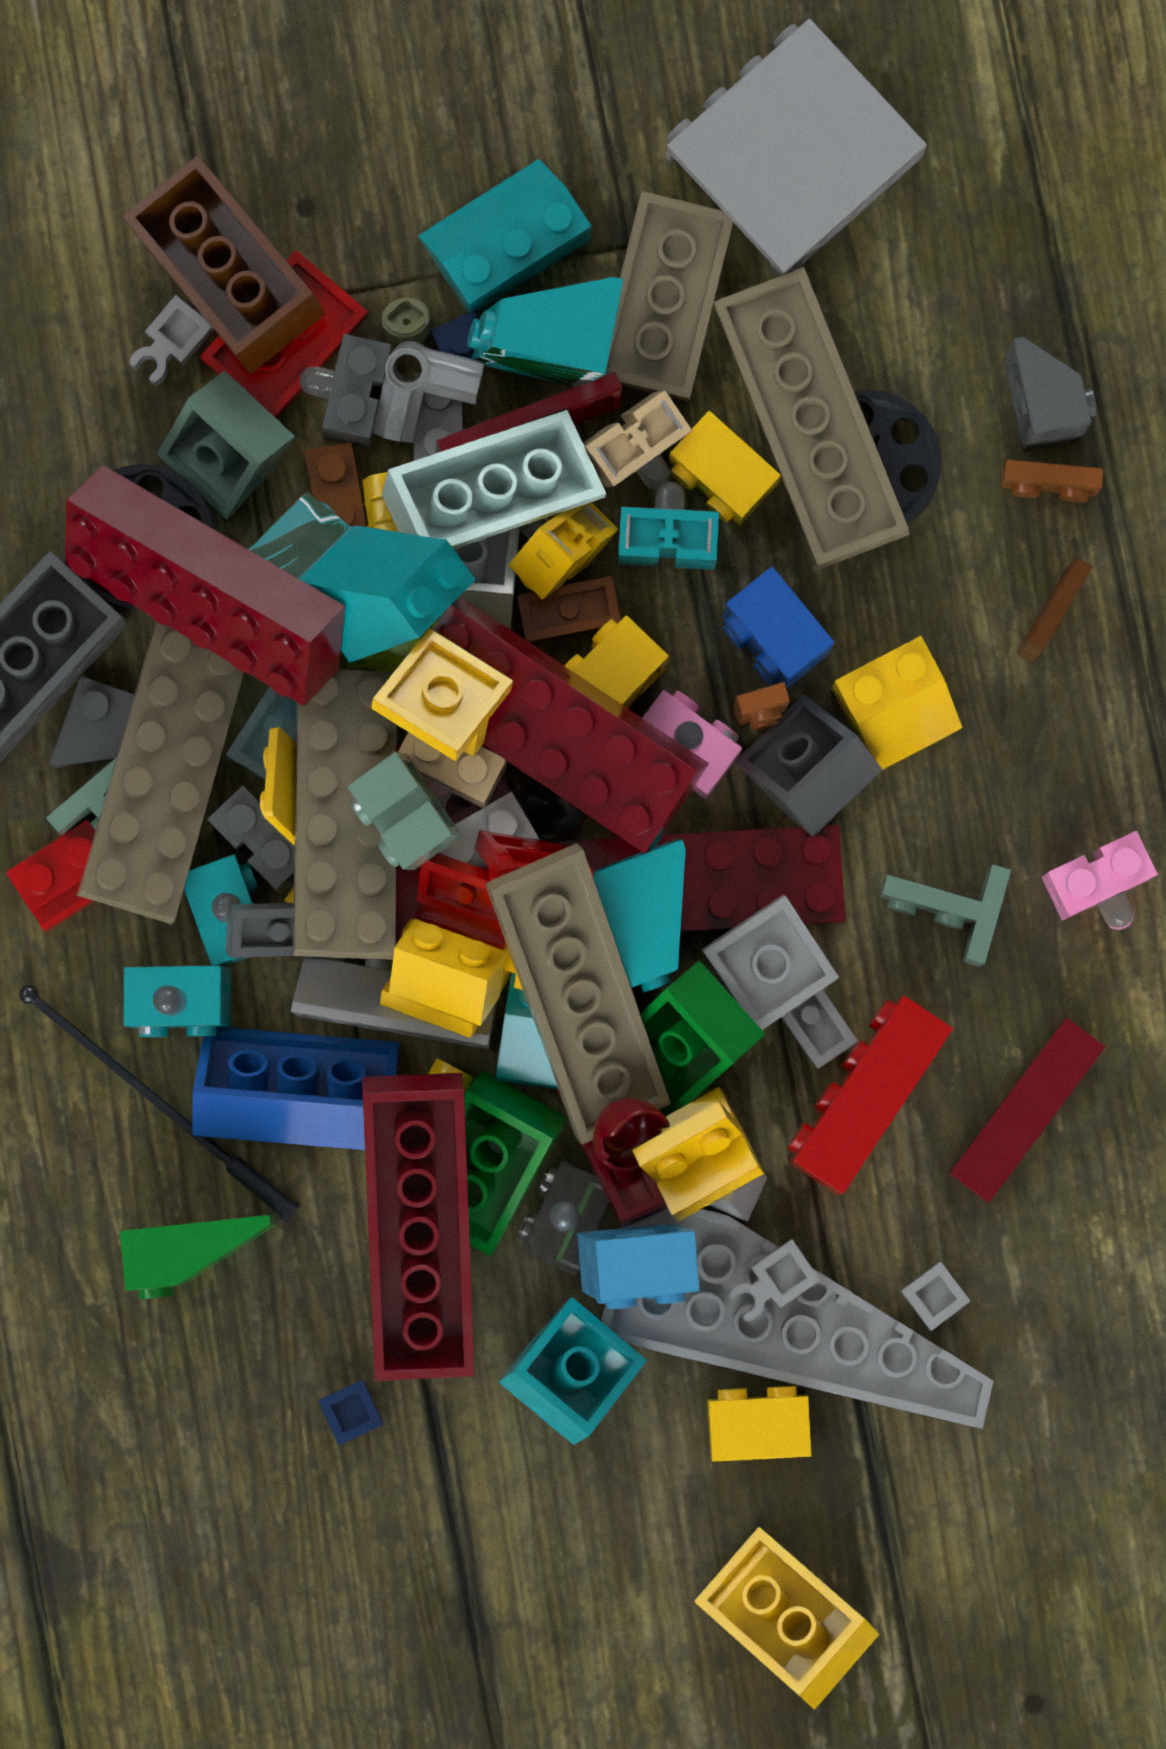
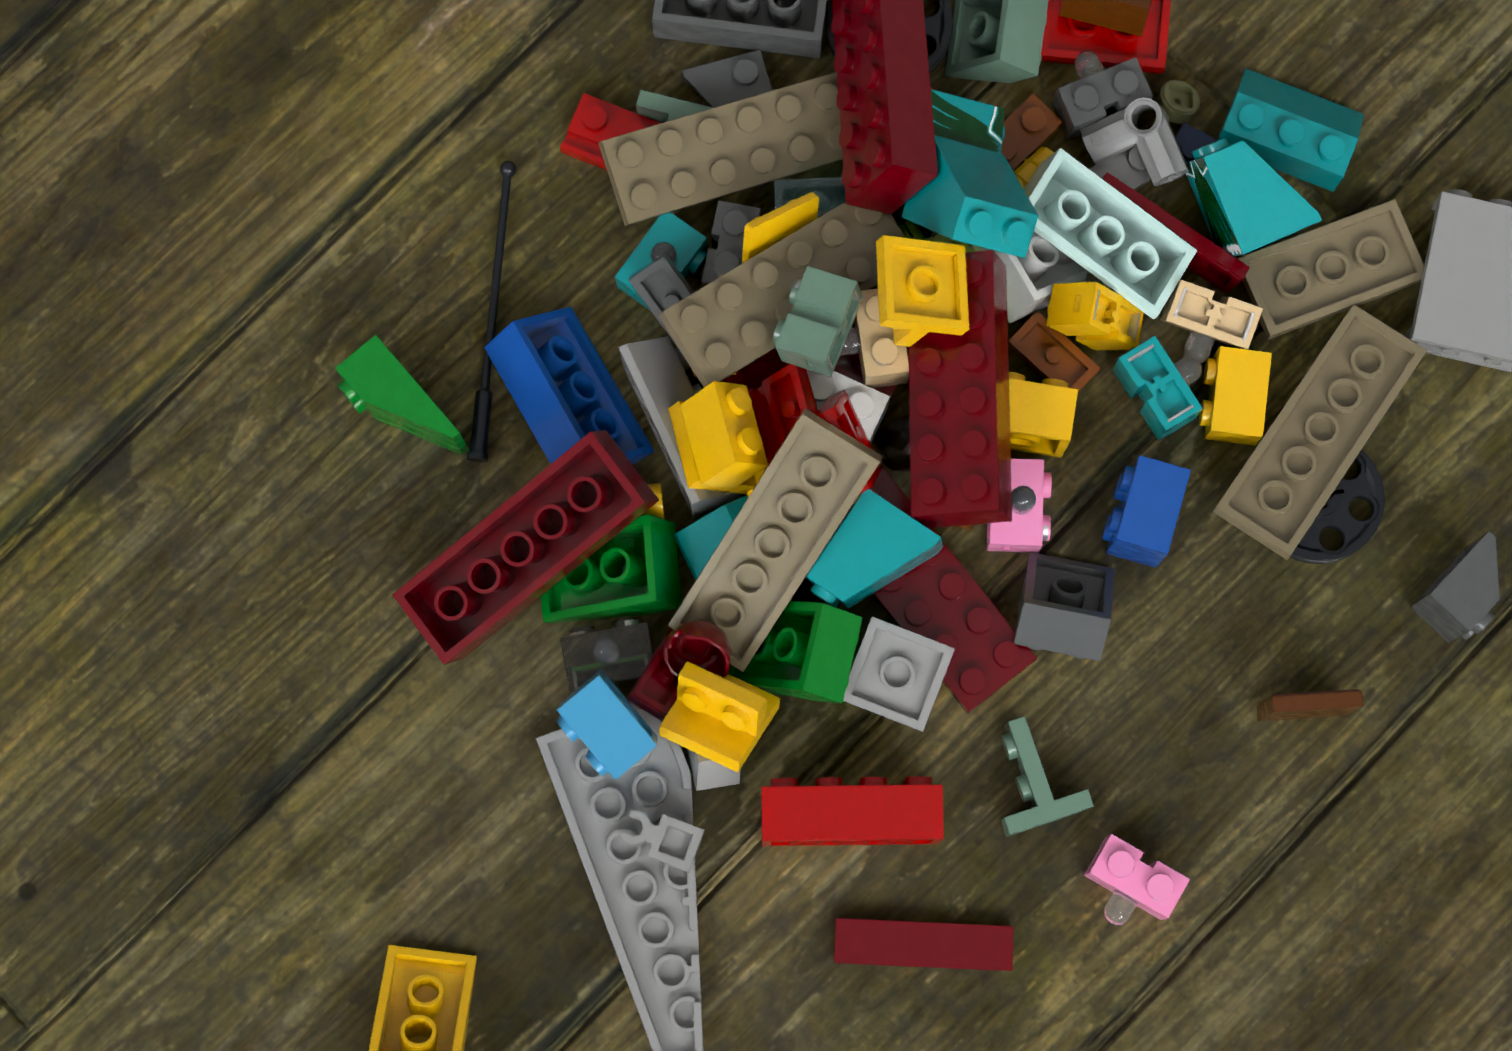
camera: 60 degrees right, 5 degrees down
(177, 998) = (576, 270): teal piece -> none
(351, 1412) = (360, 598): dark blue plate -> none
(573, 1371) = (498, 736): teal slope -> none
(759, 1425) = (550, 903): yellow brick -> none
(761, 707) = (1082, 538): dark orange plate -> none
(819, 1029) = (876, 745): light grey plate -> none
(898, 703) = (1157, 640): yellow slope -> none
(935, 1296) = (737, 969): light grey plate -> none
(1030, 478) = (1413, 653): dark orange plate -> none

